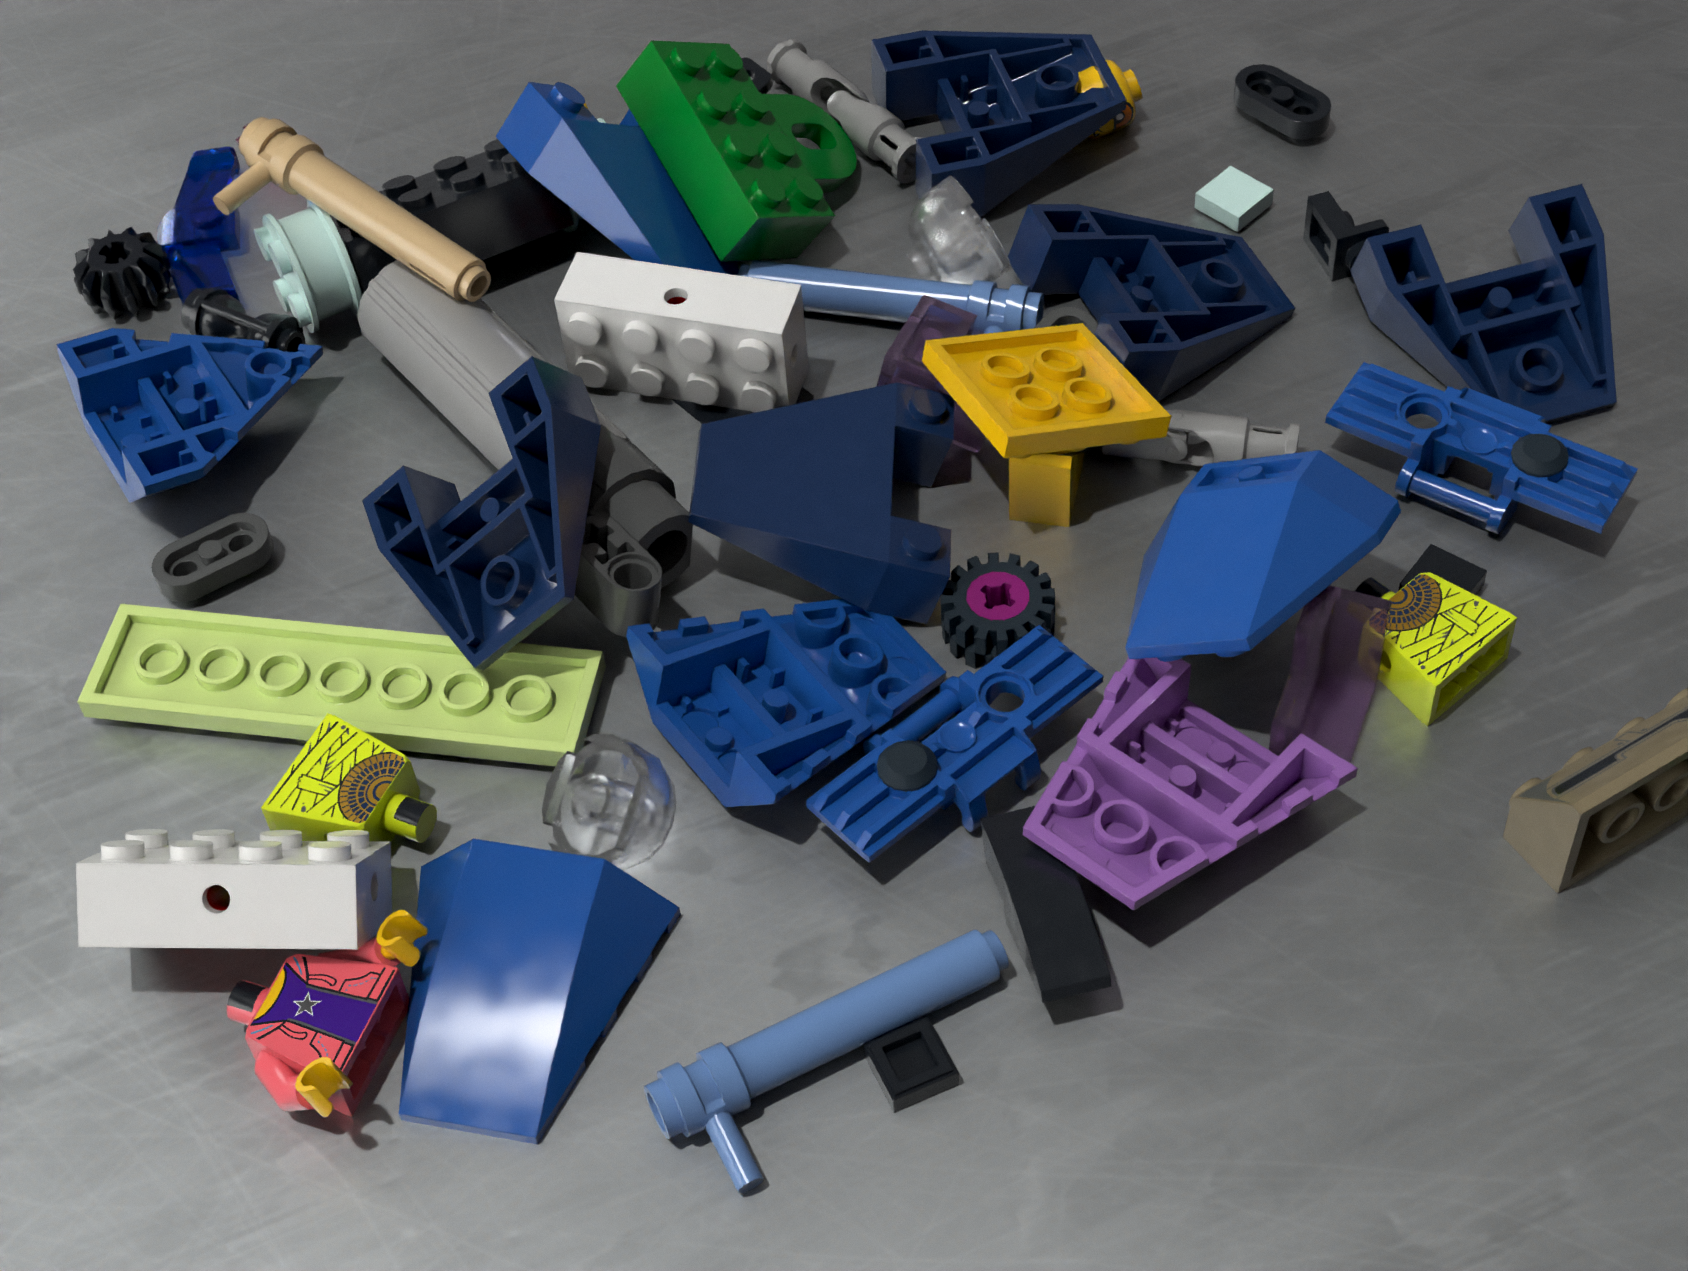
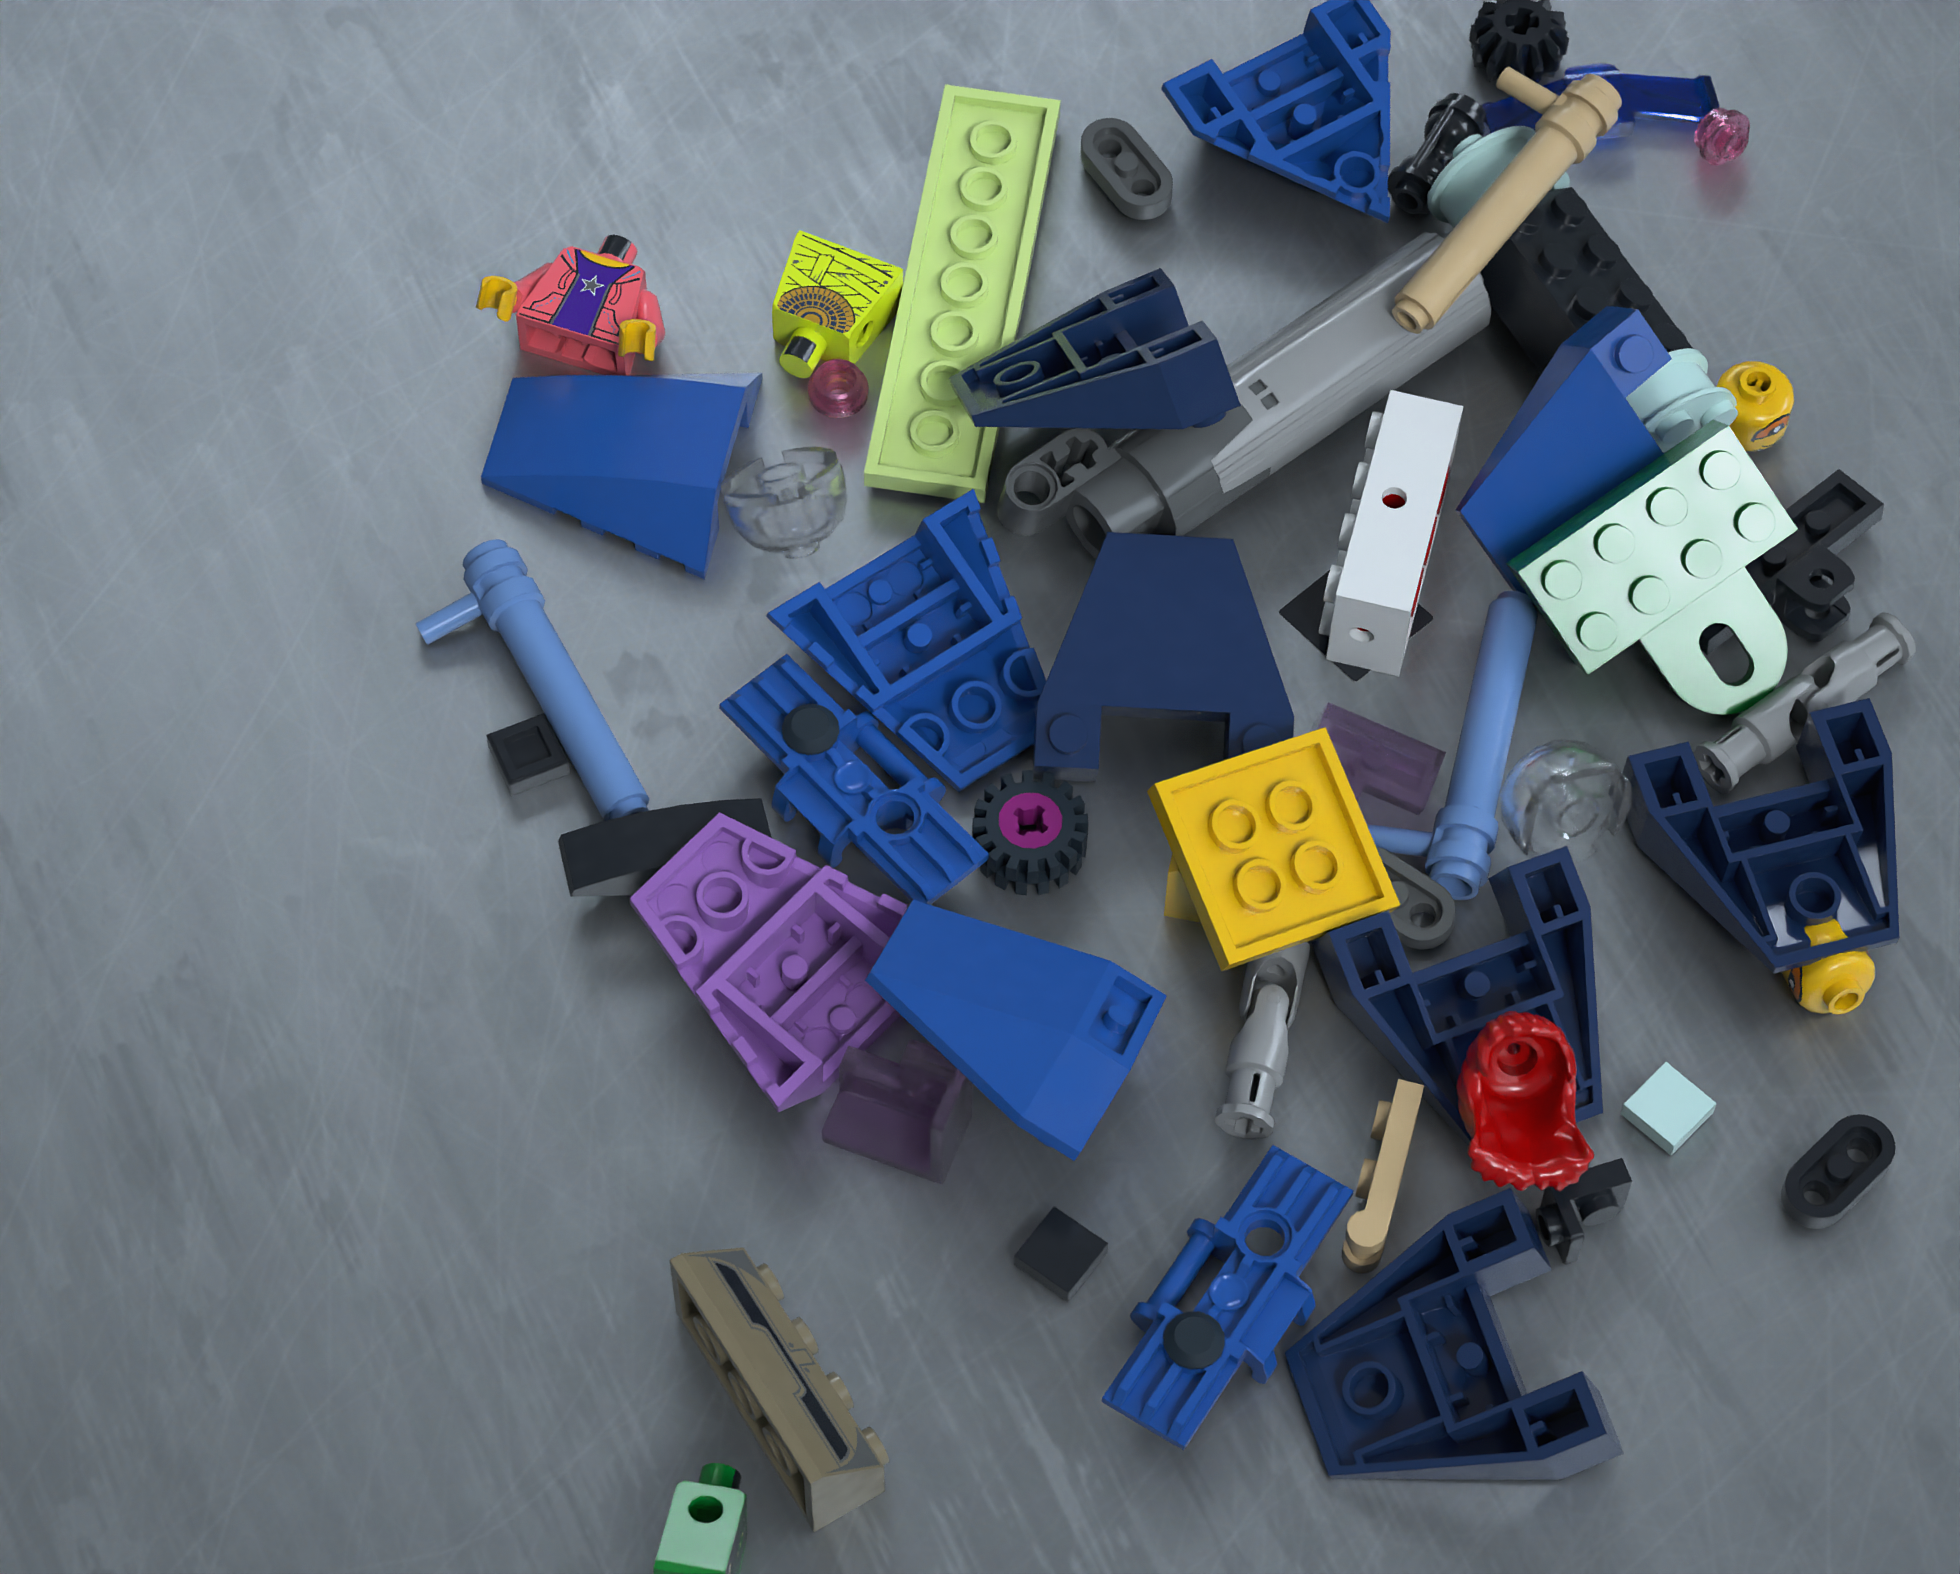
camera: 85 degrees right, 10 degrees up
(234, 891) = (702, 222): white brick -> none
(452, 778) = (838, 375): none -> clear pink plate
(1279, 250) = (1522, 1104): none -> red piece
(1326, 350) = (1382, 1178): none -> tan plate
(1439, 642) = (968, 1218): neon yellow torso -> none

